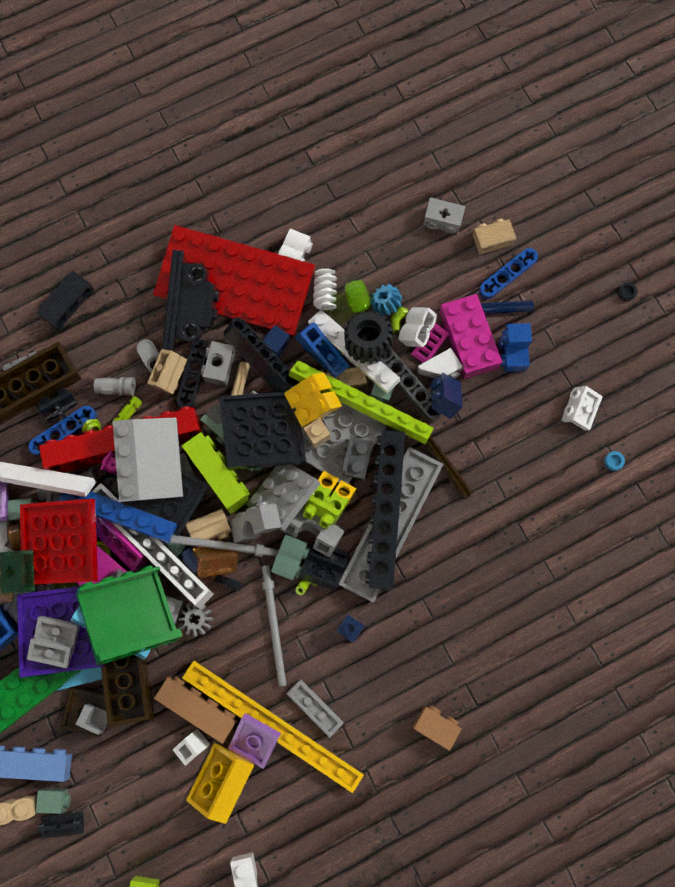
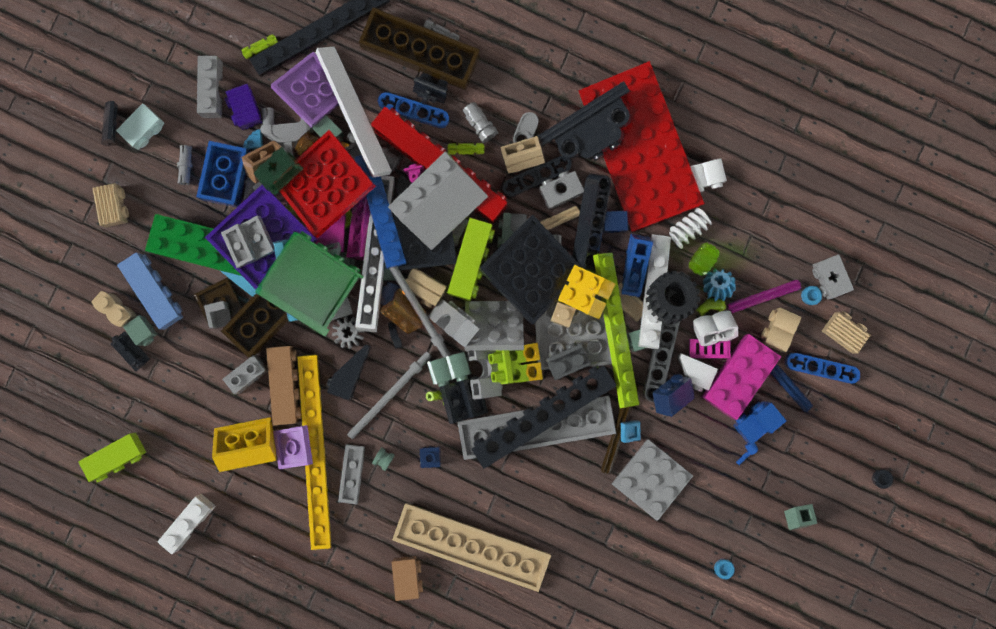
camera: 55 degrees right, 10 degrees up
(65, 300) = (518, 23): black brick -> none
(92, 424) = (433, 131): lime plate -> none
(162, 735) = (245, 374): none -> light grey brick
(191, 747) = (253, 403): white brick -> none
(232, 650) = (347, 377): none -> black slope
(322, 670) = (383, 459): none -> sand green wheel
(420, 275) = (764, 296): none -> magenta axle
(446, 241) = (811, 295): none -> dark azure tile
(450, 451) = (630, 431): none -> dark azure tile
(450, 652) = (471, 547): none -> tan plate
(455, 280) = (780, 330): none -> tan brick
(501, 464) = (652, 479): none -> light grey plate
(533, 370) = (751, 449): none -> blue hand
(582, 407) = (749, 511): white bracket -> none
(614, 371) = (800, 517): none -> sand green brick

